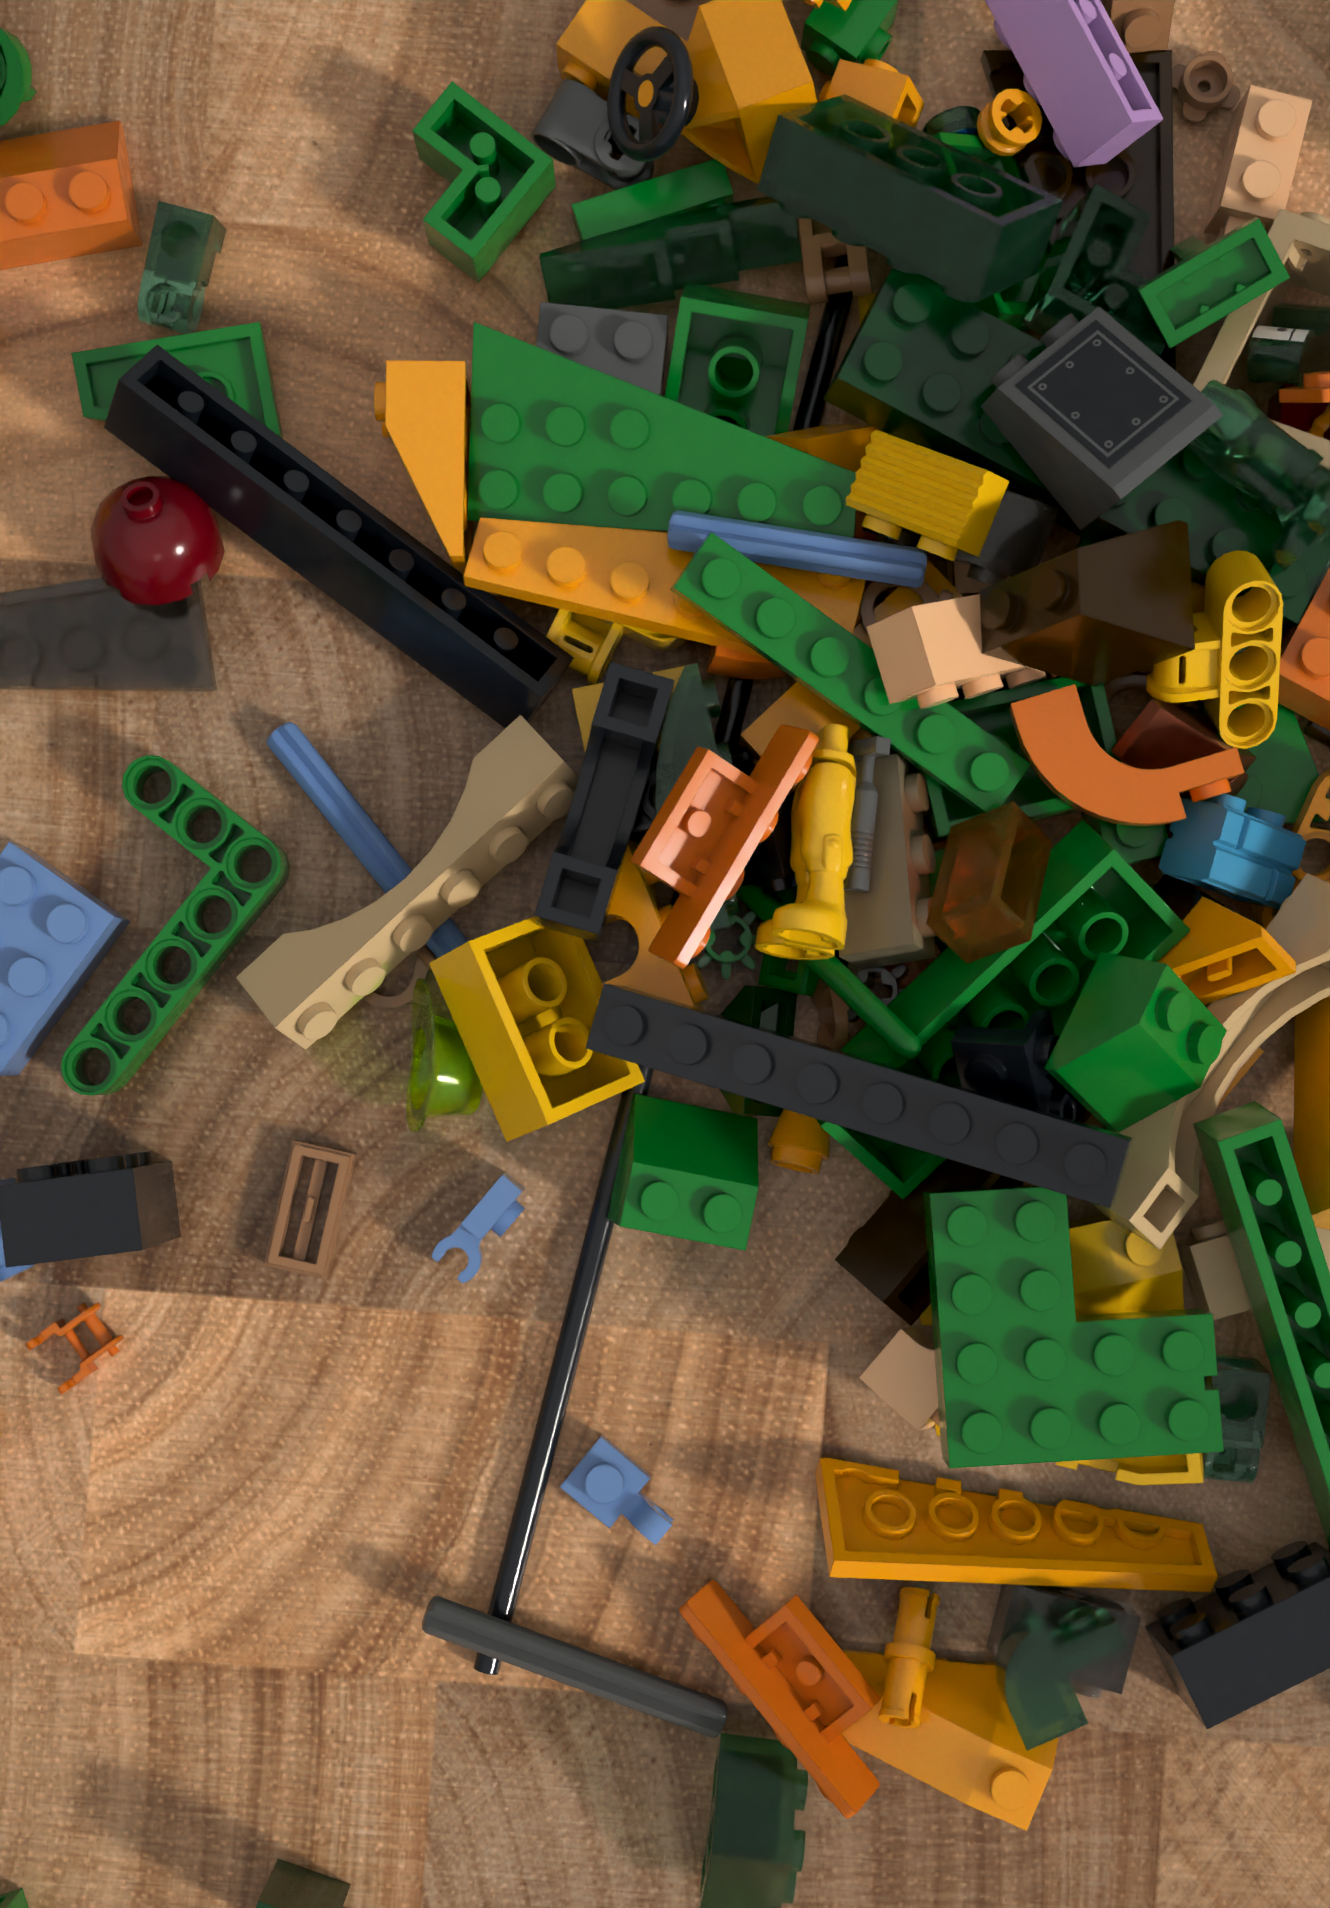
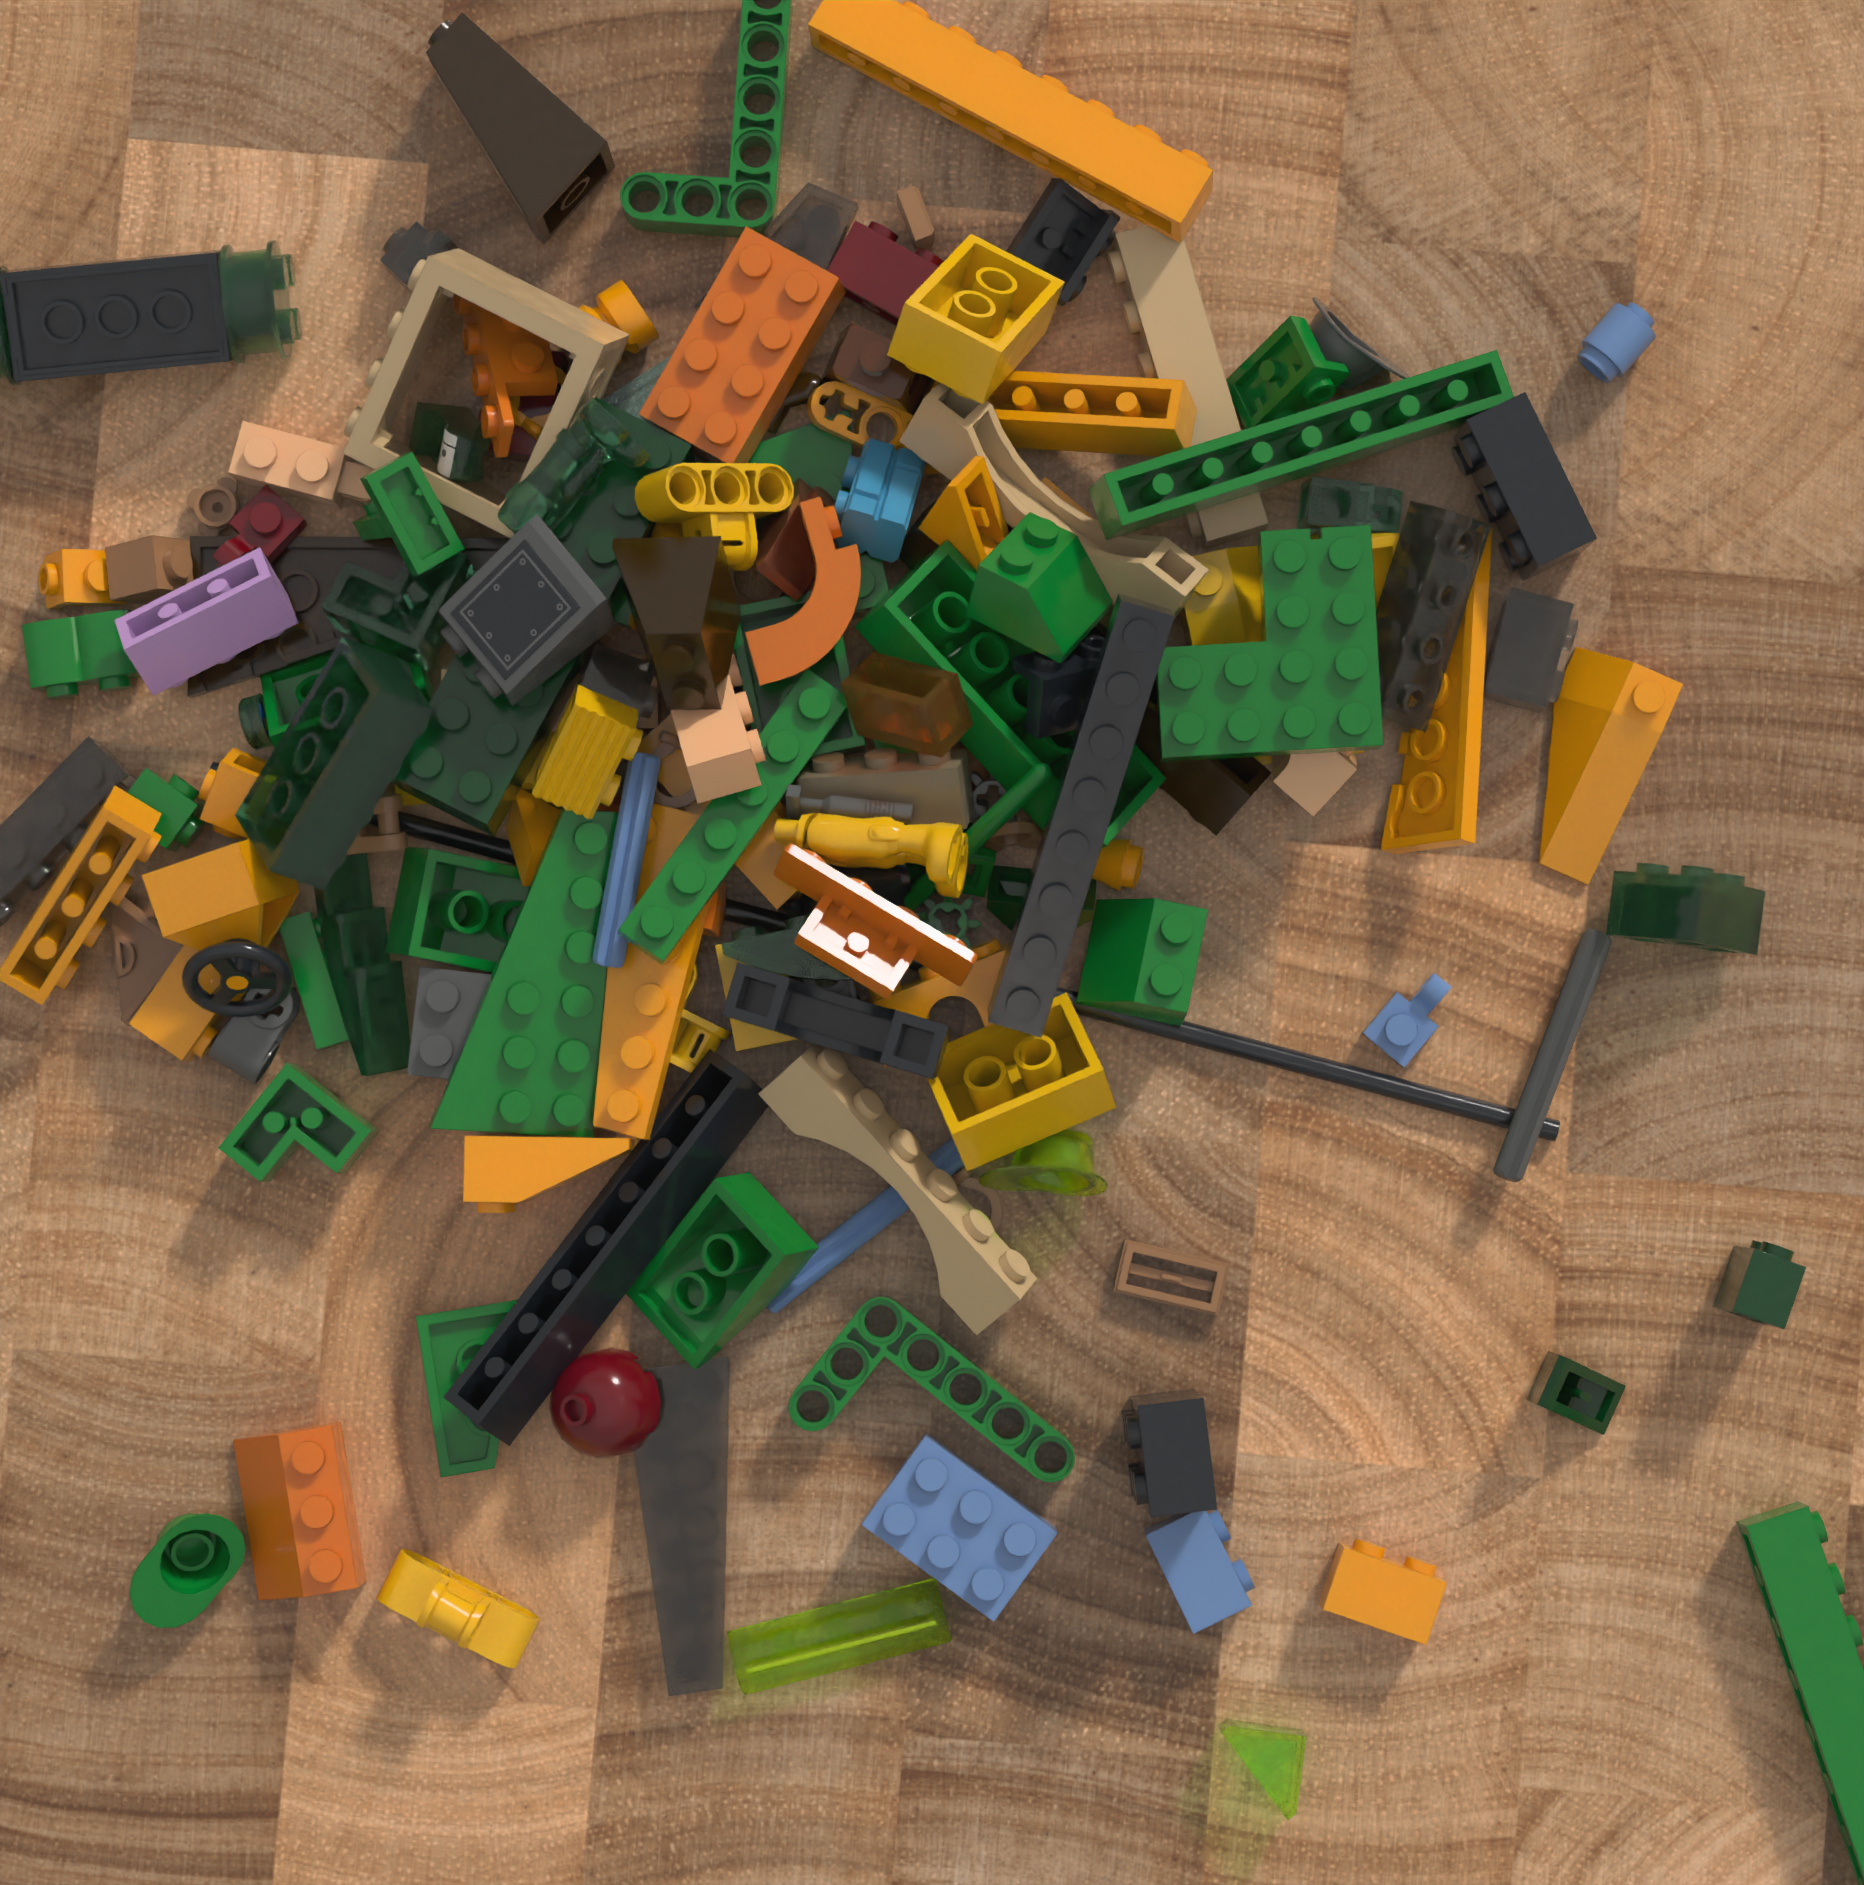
camera: 80 degrees left, 0 degrees up
(98, 1330) = (1271, 1456): orange piece -> none
(172, 1693) = (1576, 1392): none -> dark green slope
(178, 267) = (367, 1387): clear green leg -> none
(318, 677) = (721, 1267): none -> green slope
(493, 1212) = (1175, 1121): medium blue plate -> none
(796, 1683) = (1563, 871): orange bracket -> none
(909, 1658) = (1544, 777): light orange pin -> none
(1023, 111) = (257, 660): light orange bush -> none
(1035, 1668) = (1546, 675): clear green brick -> none
(1118, 1513) = (1424, 608): none -> clear smoke brick
(1189, 129) = (261, 523): none -> dark red plate

